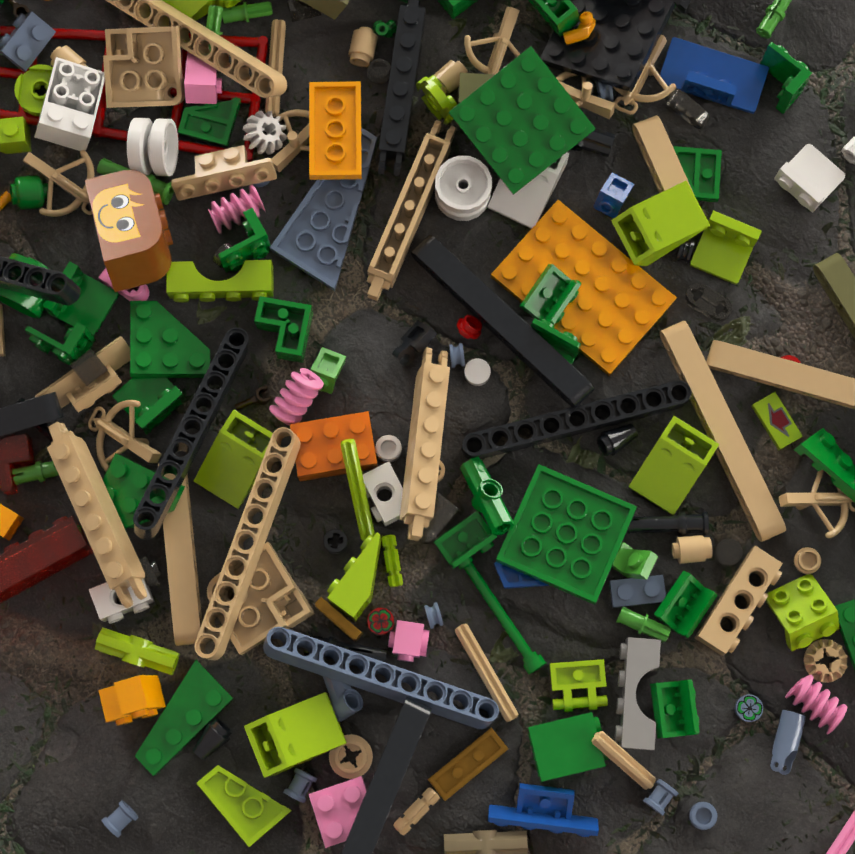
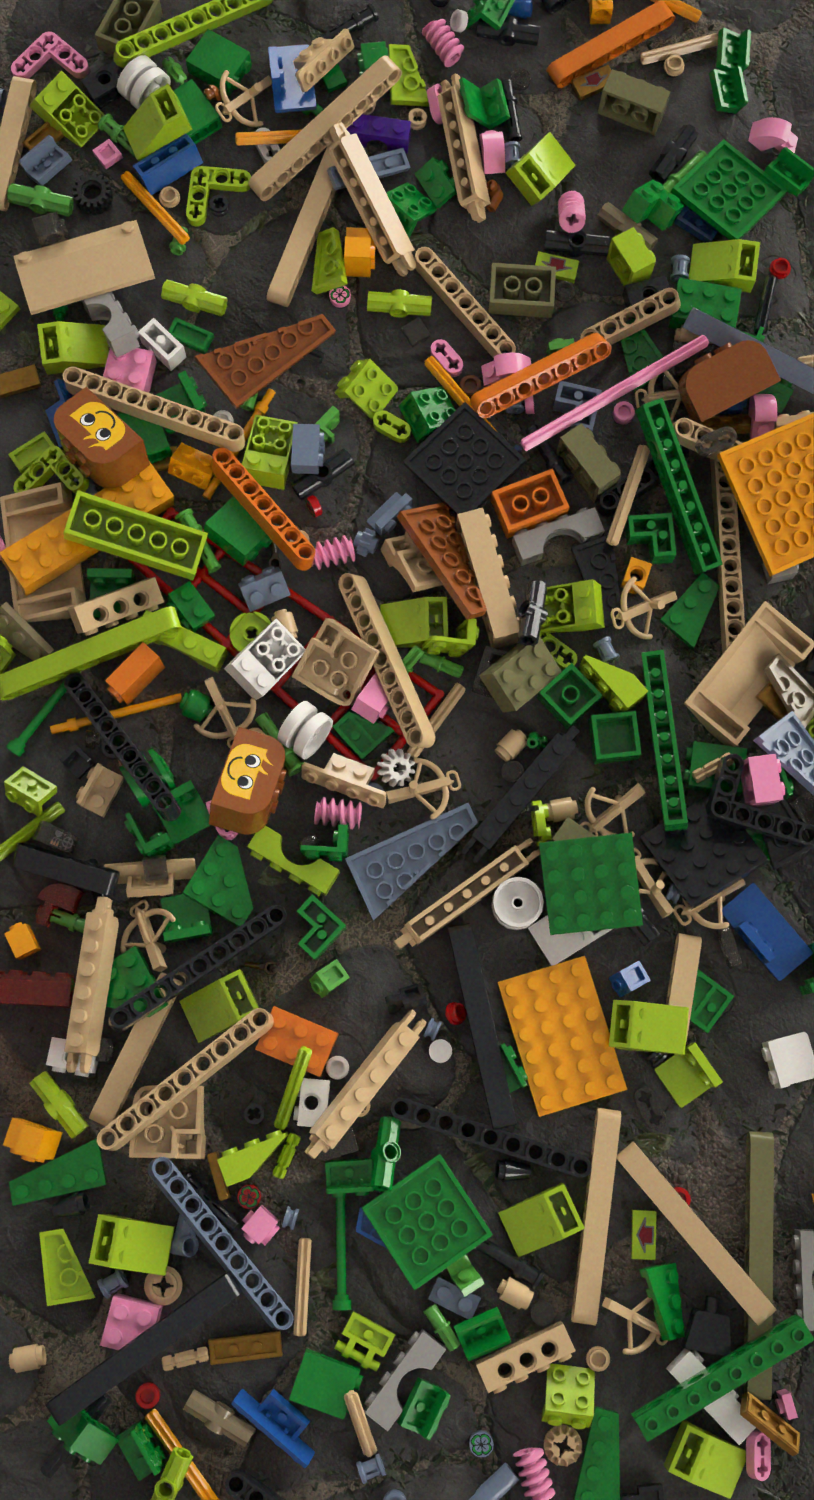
camera: 30 degrees right, 0 degrees up
(297, 398) = (292, 987): bright pink piece -> none
(335, 130) = (448, 800): light orange plate -> none
(550, 295) = (530, 1030): green bracket -> none
(583, 31) = (684, 838): light orange arm -> none

